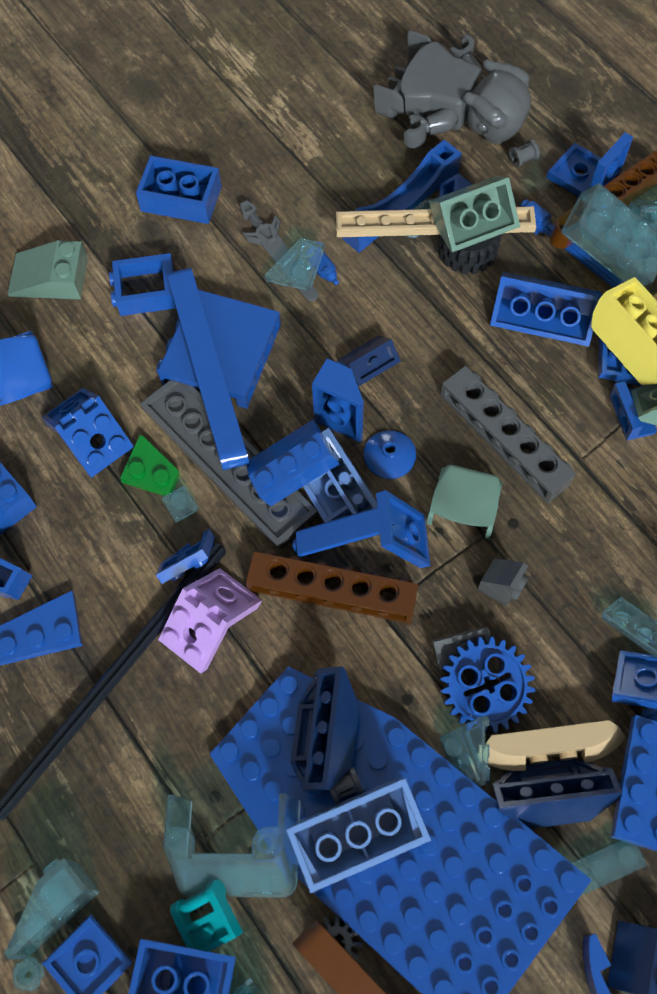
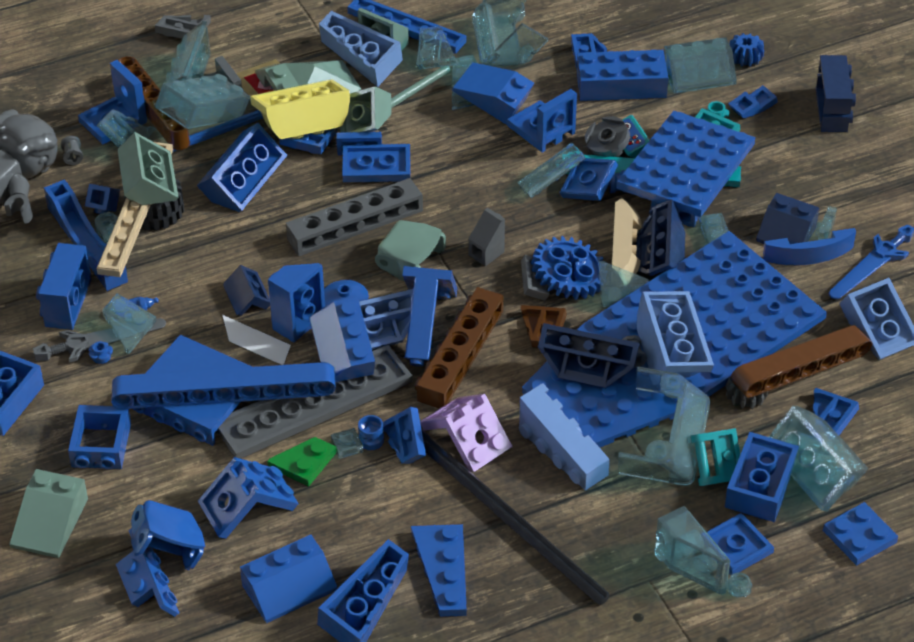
camera: 80 degrees left, 20 degrees down
(188, 517) = (371, 432): none -> blue wheel
(206, 726) = (561, 438): none -> medium blue wedge
(258, 261) = (100, 352): none -> blue plate
(300, 400) = (256, 341): none -> white sticker
(318, 195) = (64, 286): none -> blue brick
(389, 673) = (537, 315): none -> reddish brown wing
(560, 186) = (120, 128): none -> clear light blue wing
(602, 436) = (376, 163): none -> blue plate

